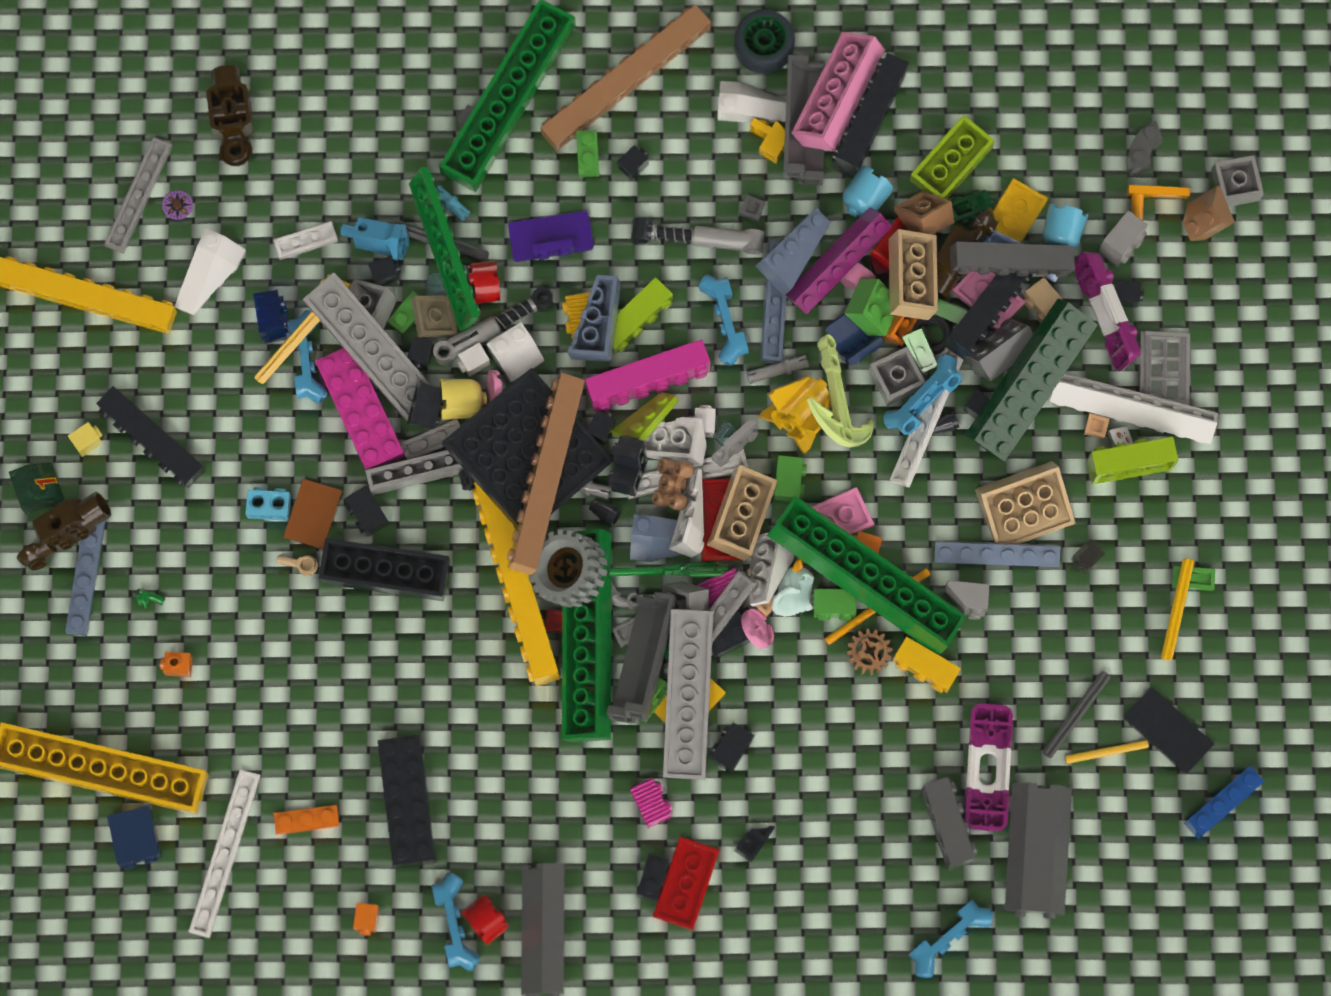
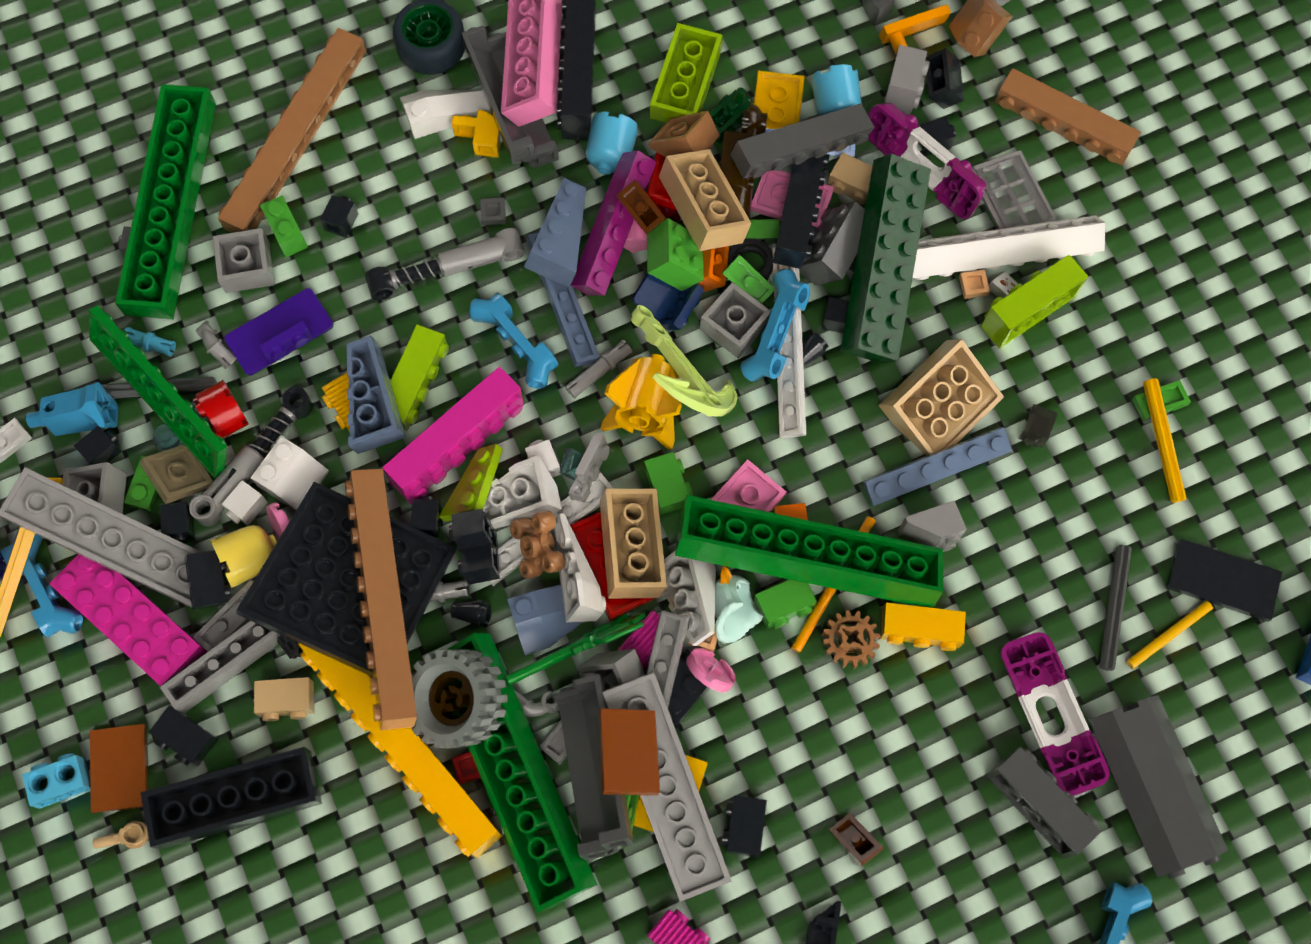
camera: 25 degrees left, 5 degrees down
(447, 515) = (284, 698): none -> tan brick
(498, 227) = (214, 345): none -> light grey piece
(546, 169) = (243, 260): none -> light grey brick
(670, 657) = (628, 752): none -> dark orange tile
(804, 789) = (855, 840): none -> reddish brown slope
(862, 261) = (641, 207): none -> reddish brown slope
(1157, 249) = (944, 79): none -> black brick
(1240, 322) = (1067, 117): none -> medium nougat brick

